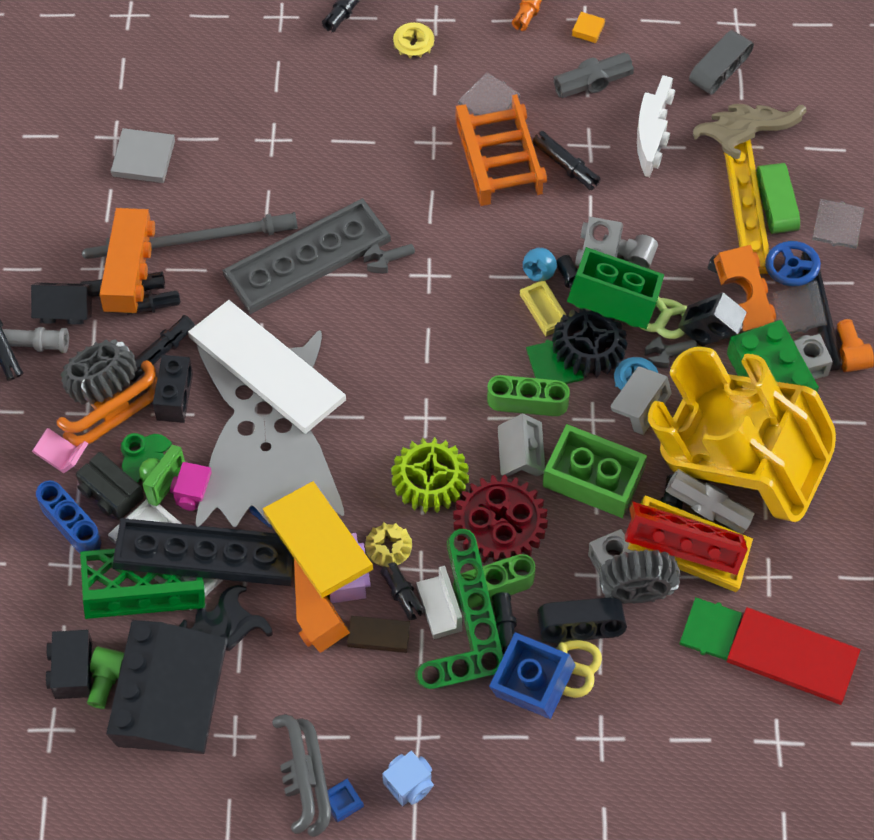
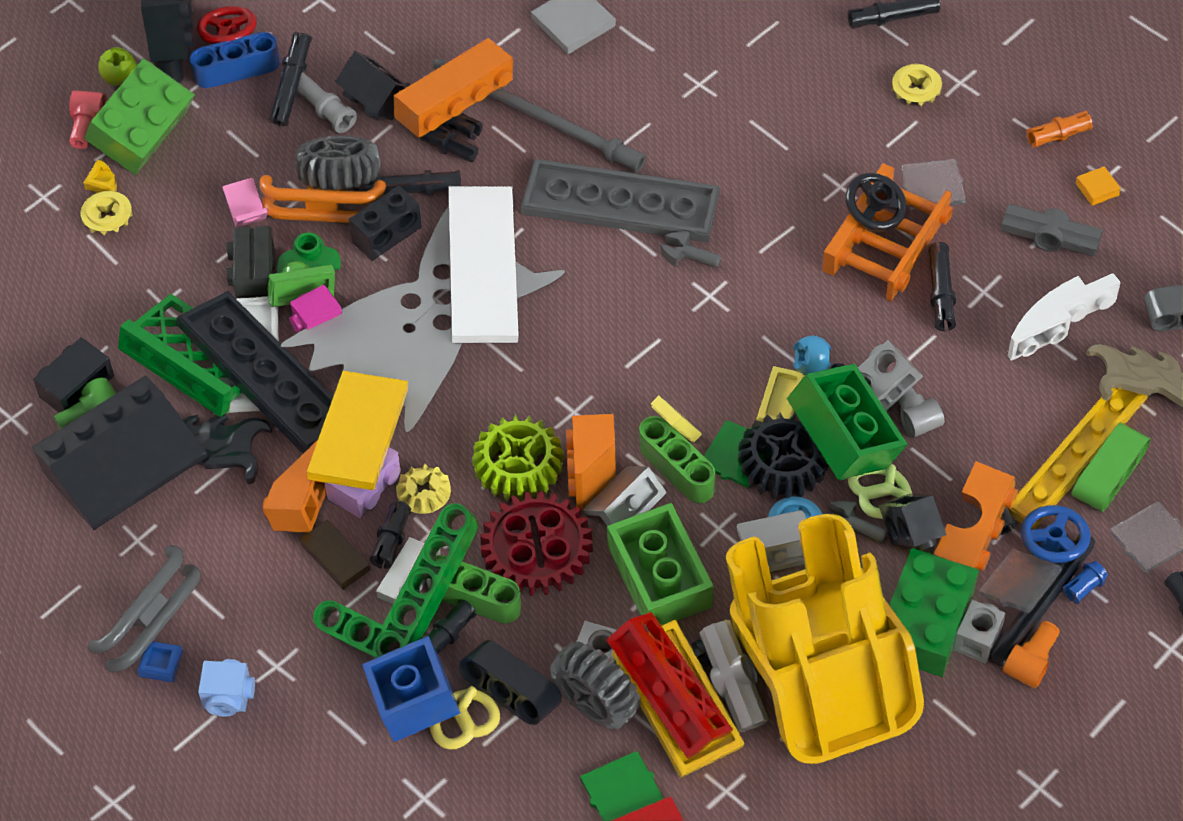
camera: 45 degrees right, 5 degrees down
(65, 506) = (195, 261): blue beam -> none
(479, 435) = (590, 456): none -> orange slope
(481, 130) = (880, 195): none -> black piece
(506, 368) = (675, 419): none -> light yellow tile
(834, 279) = (1091, 577): none -> blue pin

